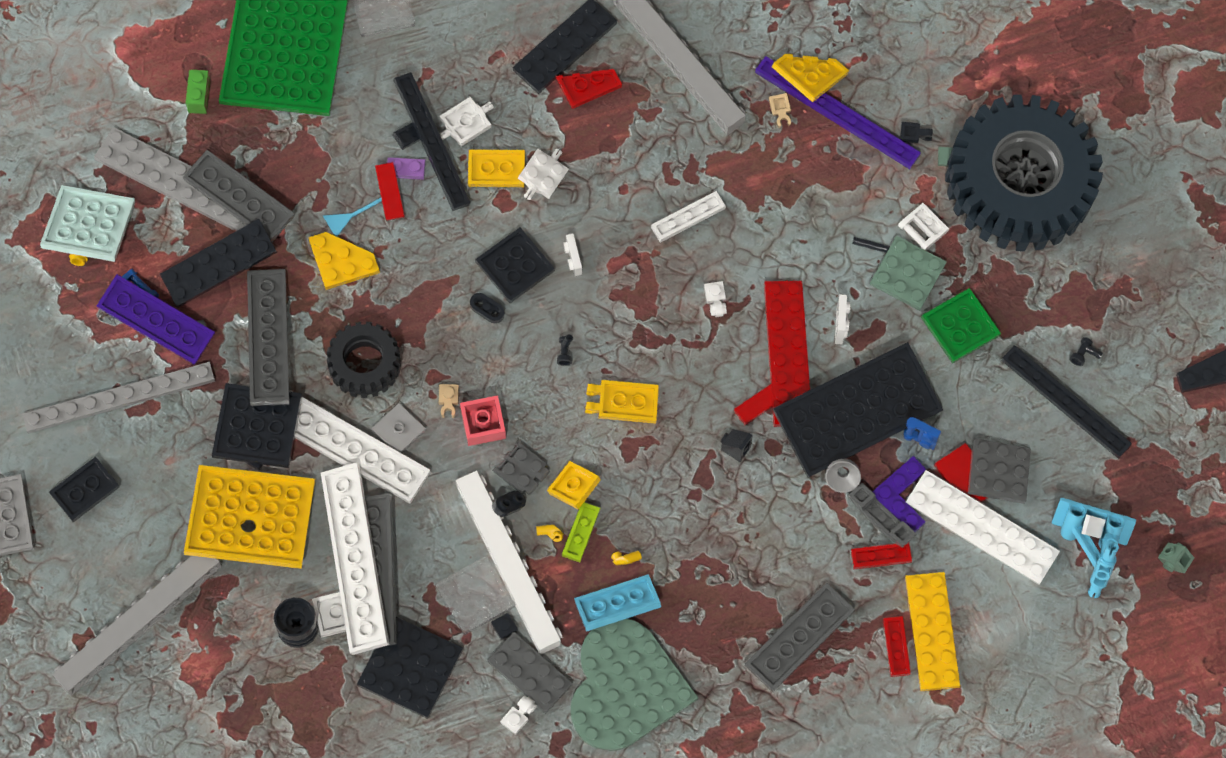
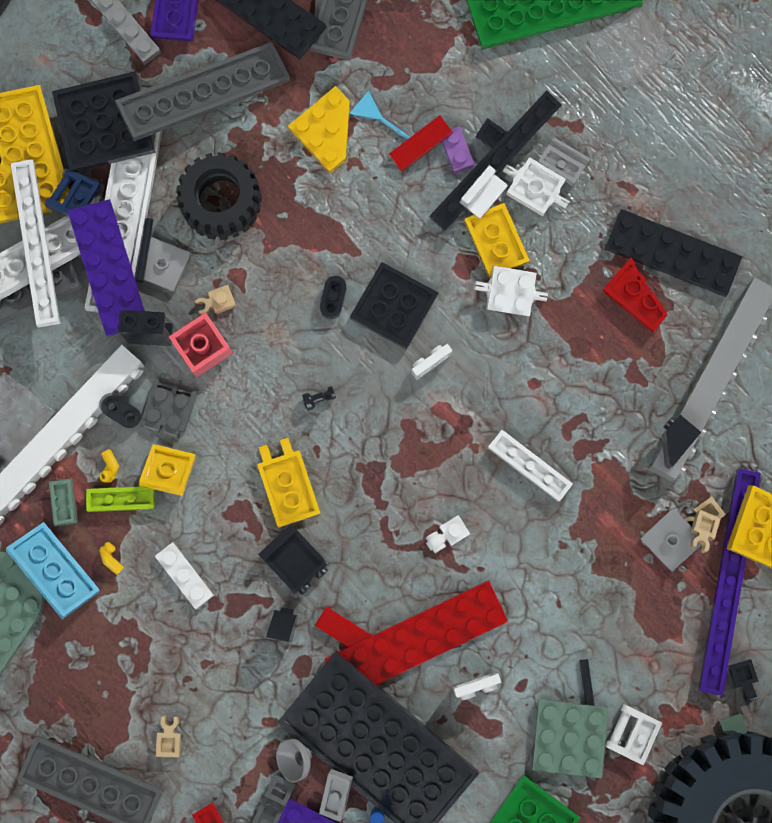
camera: 70 degrees right, 10 degrees up
(313, 468) = (80, 194): none -> dark blue plate
(341, 511) = (35, 243): none -> white plate
(380, 436) = (144, 249): none -> black bar
(386, 466) = (105, 262): none -> dark purple plate
(451, 454) = (145, 328): none -> black panel
(453, 92) = (564, 160): none -> light grey plate
(455, 159) = (483, 192): none -> white panel
(564, 578) = (63, 502): none -> sand green plate
(664, 507) = (184, 575): none -> white plate
(688, 418) = (294, 560): none -> black panel
(716, 99) = (677, 439): none -> black slope
(789, 139) = (670, 539): none -> light grey plate
(791, 565) = (168, 742): none -> tan plate
(792, 110) = (705, 528): none -> tan plate
(882, 455) = (335, 795): none -> light grey plate

